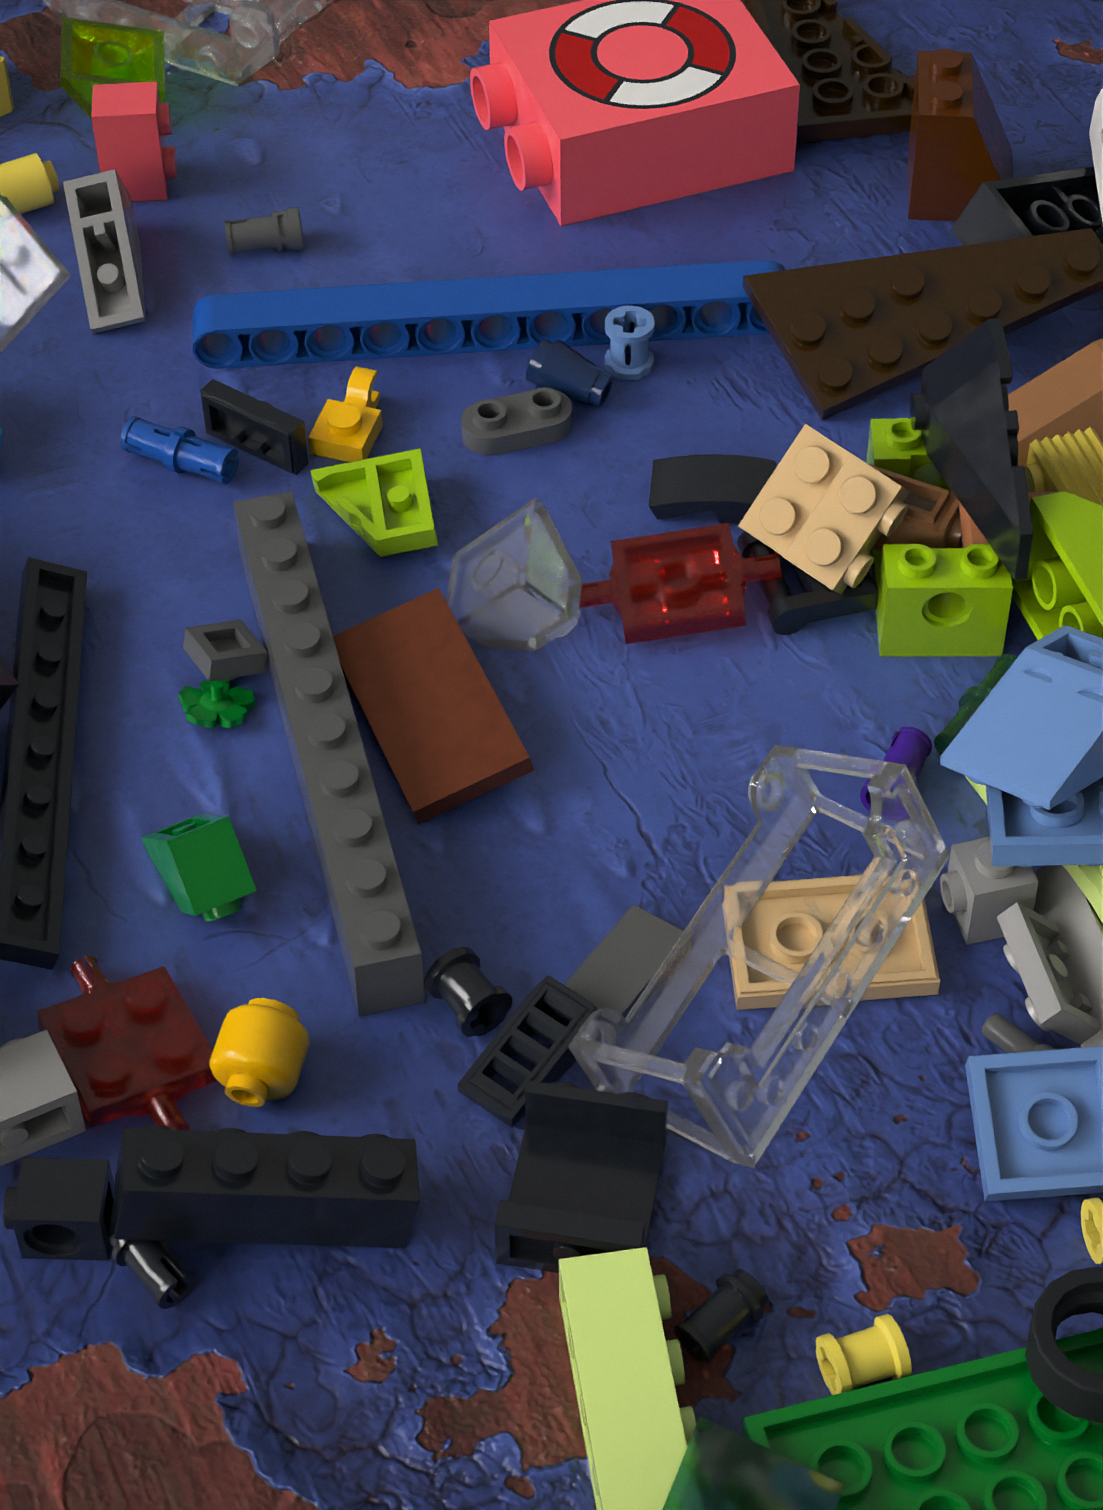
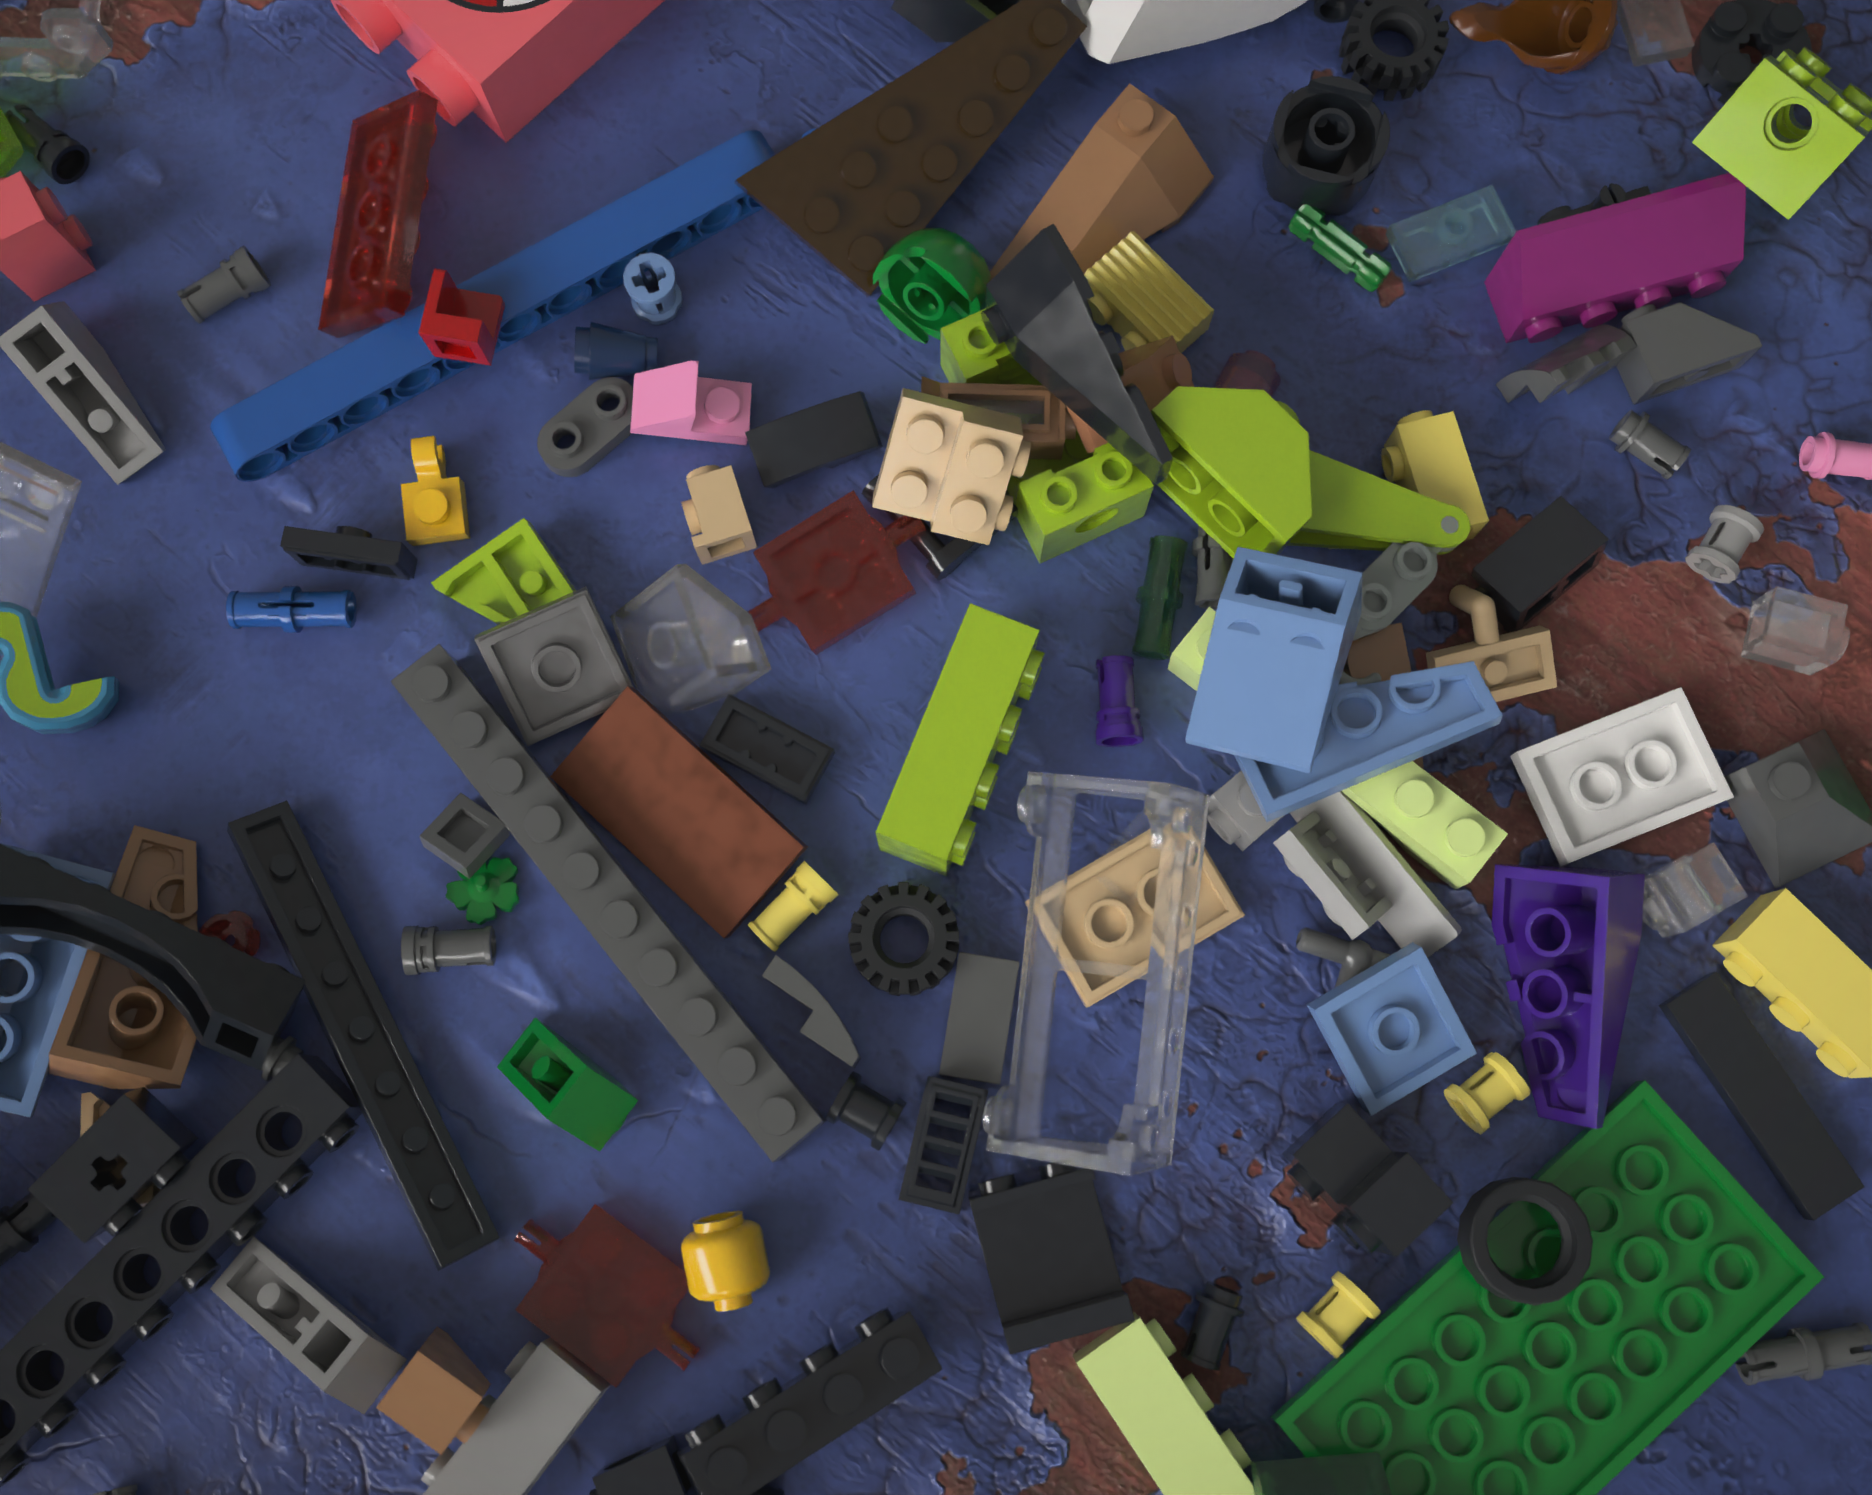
camera: 25 degrees left, 30 degrees up
(142, 722) = (430, 948): none -> dark grey pin
(189, 115) = (52, 149): none -> black pin
(380, 553) = (554, 665): none -> flat silver plate
(425, 217) = (379, 215): none -> clear red plate
(442, 295) = (460, 321): none -> red panel
(462, 890) = (824, 1023): none -> dark grey slope
(507, 808) = (804, 895): none -> light yellow pin
(540, 689) = (767, 749): none -> black plate
(584, 846) = (904, 901): none -> black tyre
(593, 508) = (717, 514): none -> tan brick
(607, 426) = (691, 407): none -> bright pink slope
(716, 722) = (957, 741): none -> lime brick
(871, 390) = (931, 282): none -> green cylinder
(953, 1239) = (1377, 1193): none -> black brick

